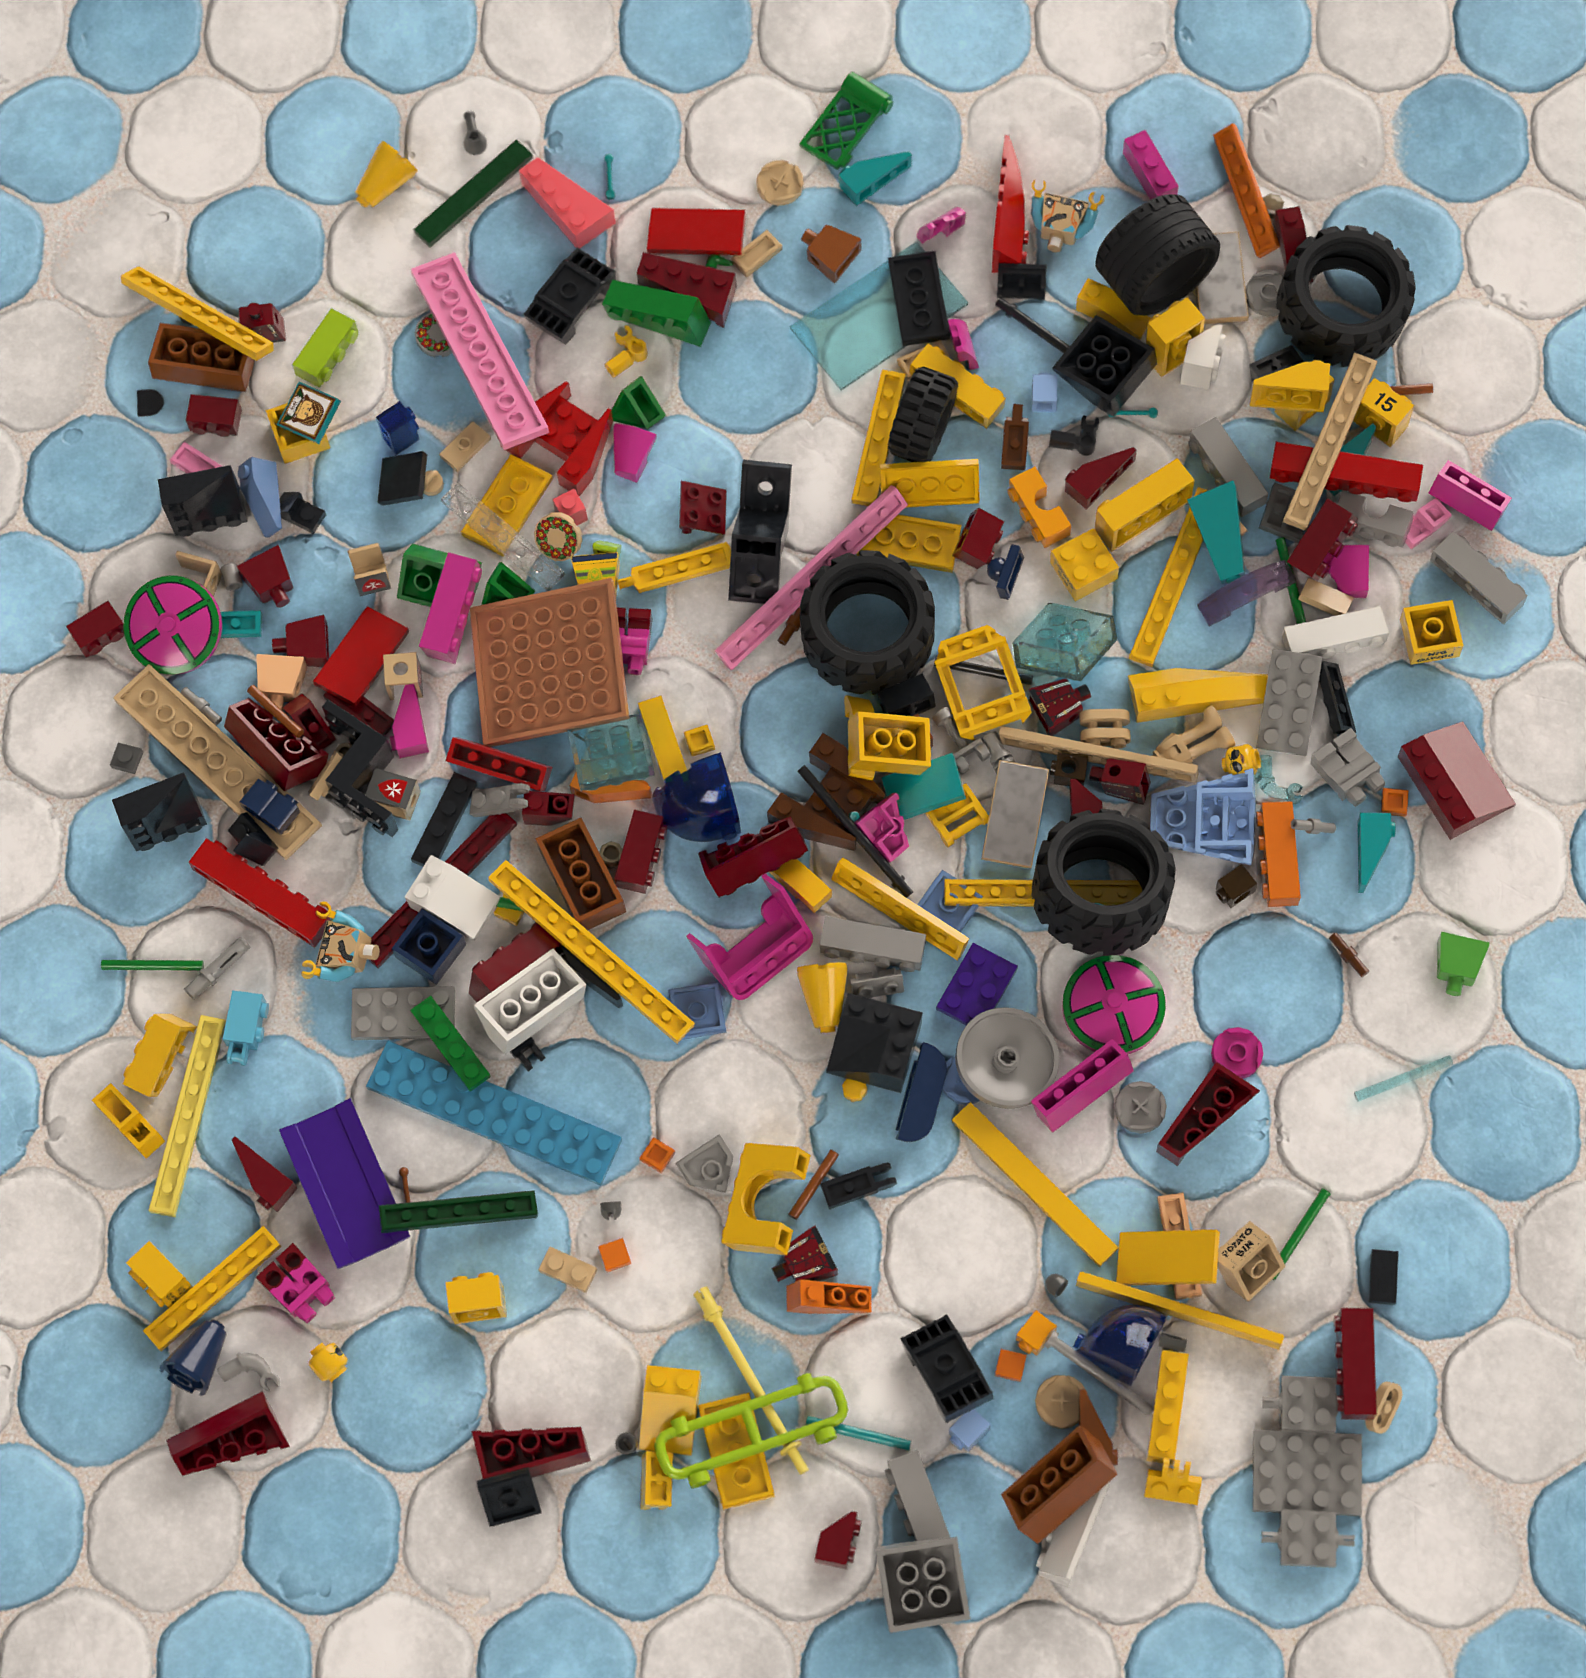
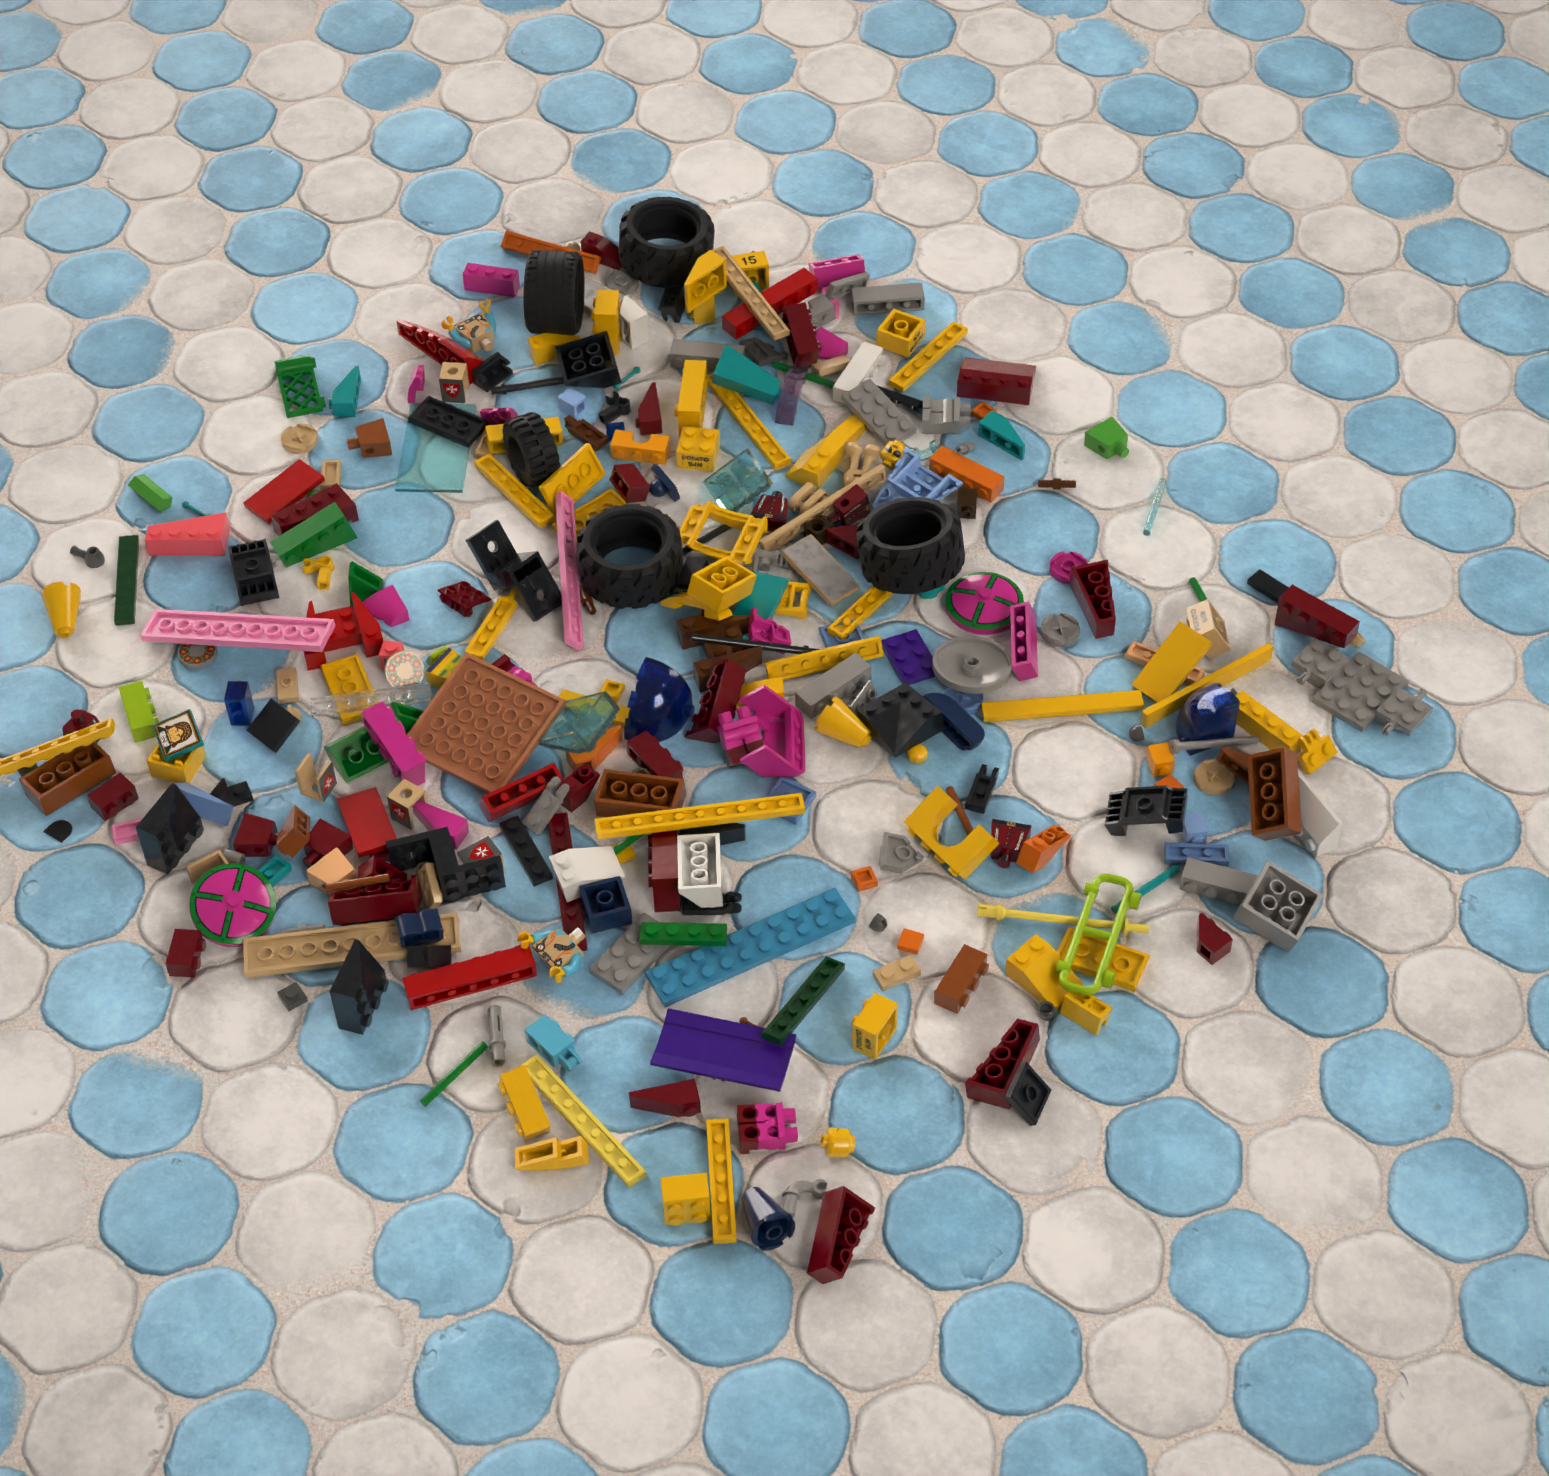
camera: 55 degrees left, 20 degrees down
(292, 606) = (294, 832): none -> dark orange slope
(592, 116) = (151, 492): none -> bright green piece
(602, 1337) = (961, 979): none -> dark orange brick
(725, 902) = (739, 736): none -> dark pink hips
(939, 1454) = (1212, 853): none -> medium blue plate
(959, 264) = (452, 382): none -> piece
(1043, 466) = (611, 427): none -> clear blue tile
(1427, 684) = (928, 356): none -> yellow plate
(1451, 523) = (843, 286): none -> light grey tile

